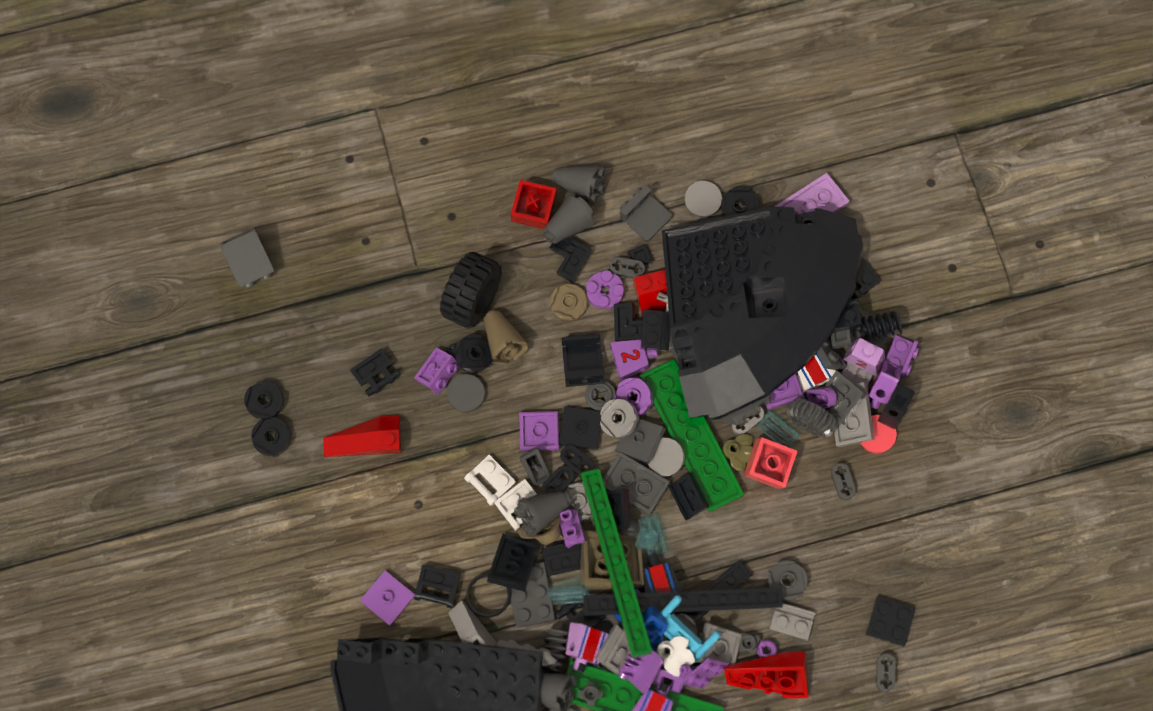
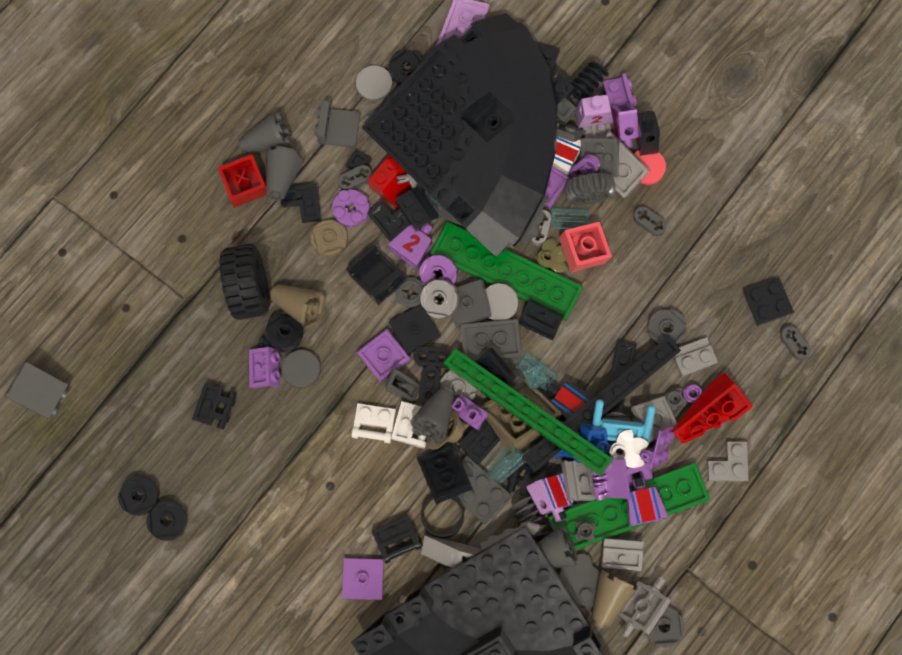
camera: 35 degrees left, 0 degrees up
(371, 437) = (250, 461): red wedge -> none

